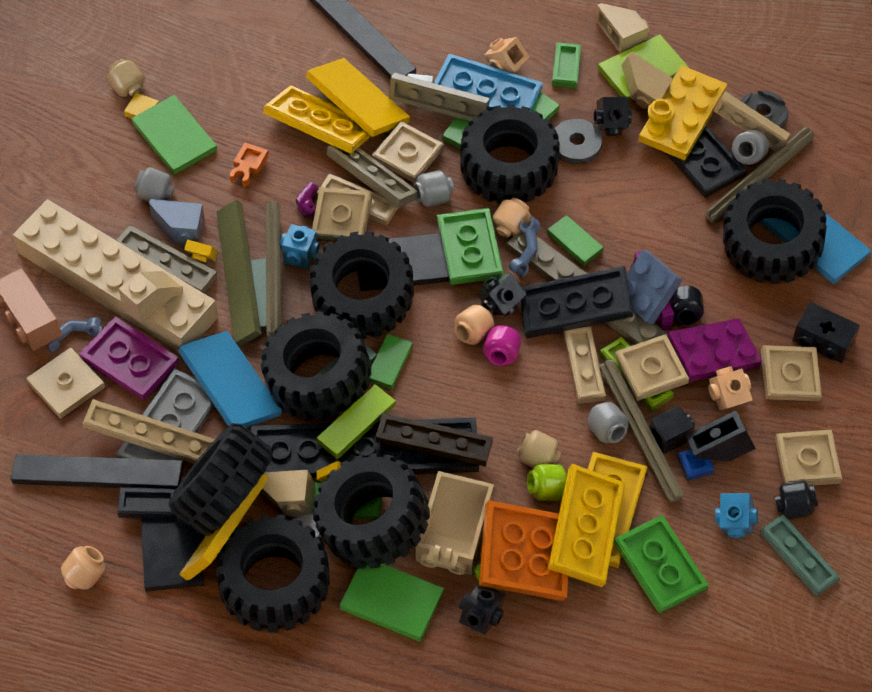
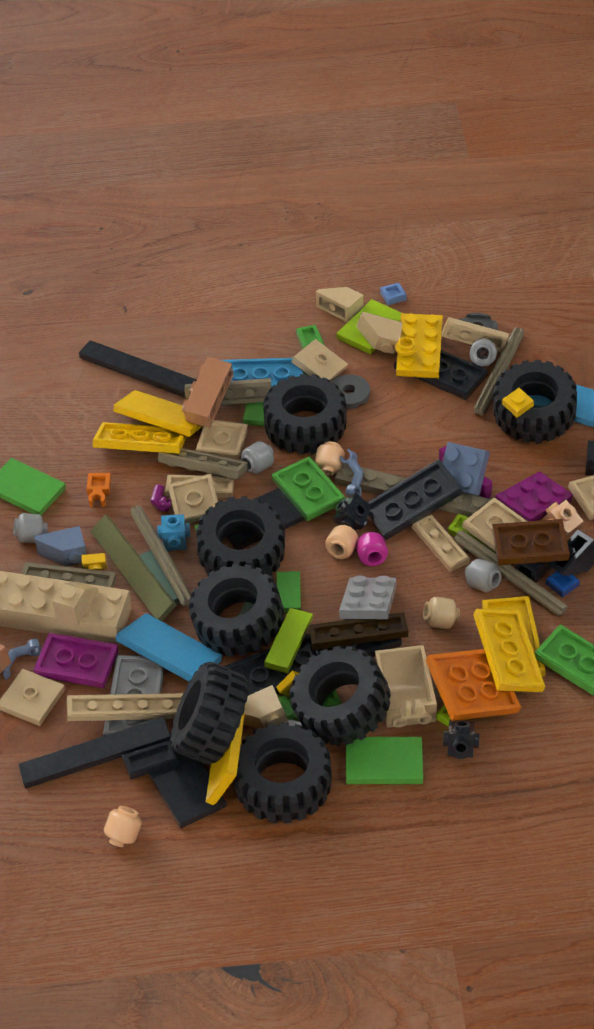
camera: 20 degrees left, 10 degrees down
(410, 92) = (208, 392): none -> nougat brick
(465, 404) = (368, 598): none -> light grey plate
(506, 54) = (264, 346): light nougat brick -> none
(547, 482) = (460, 632): lime head -> none
(558, 95) = (319, 361): none -> tan plate
(575, 240) = (385, 460): bright green tile -> none
(612, 115) = (368, 362): black brick -> none
(674, 405) = (530, 542): none -> reddish brown plate
(687, 305) = (499, 474): black head -> none
(689, 35) = (393, 293): none -> medium blue tile
(746, 229) = (518, 402): none -> yellow plate

